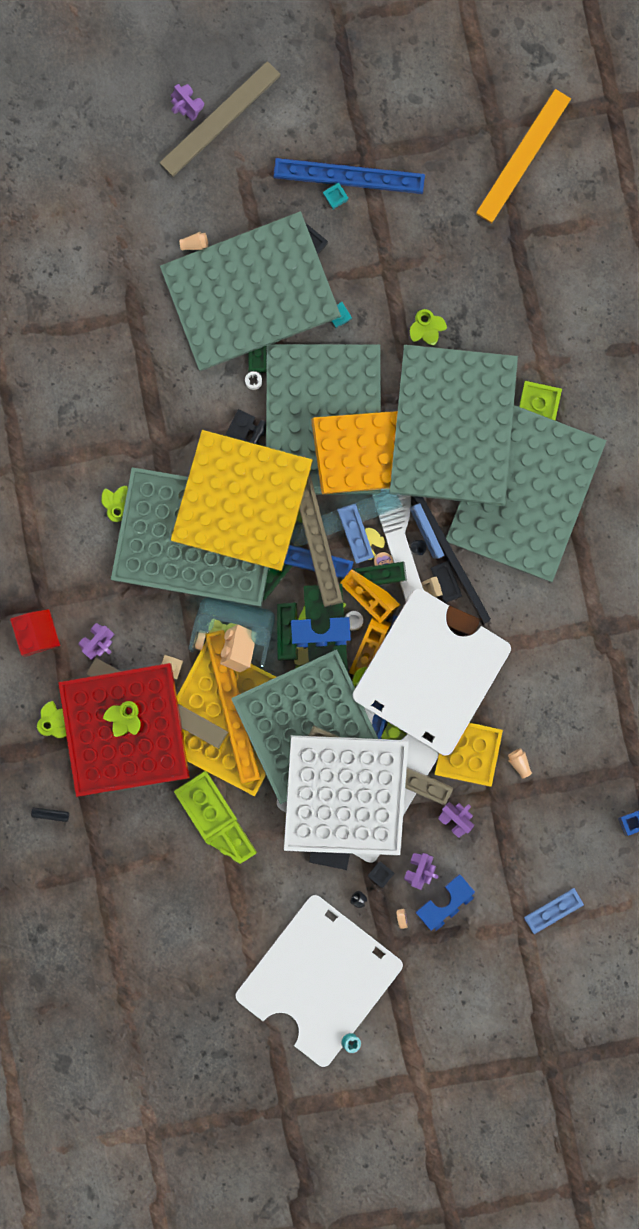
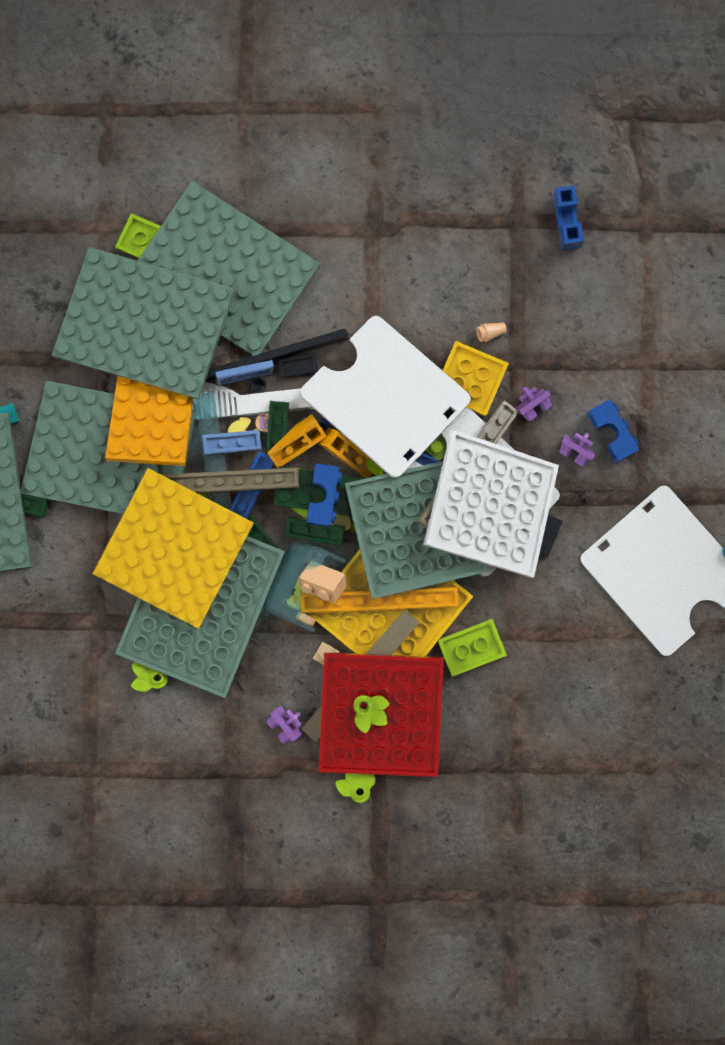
camera: 80 degrees left, 0 degrees up
(35, 632) = (262, 786): red slope -> none
(49, 814) = (450, 806): black axle -> none
(233, 842) = (514, 627): lime wing -> none
(242, 424) = (96, 534): black plate -> none
(259, 380) = (54, 507): white bush -> none
(356, 620) = (317, 458): white tile -> none
(358, 899) = (589, 515): black hinge -> none
(381, 874) = (573, 488): black plate -> none
(402, 919) = (620, 476): light nougat tile -> none
(427, 330) = (42, 331): lime plate -> none
(432, 587) = (300, 378): tan plate -> none
(461, 621) = (341, 357): reddish brown tile -> none
(553, 911) = (639, 330): medium blue tile -> none

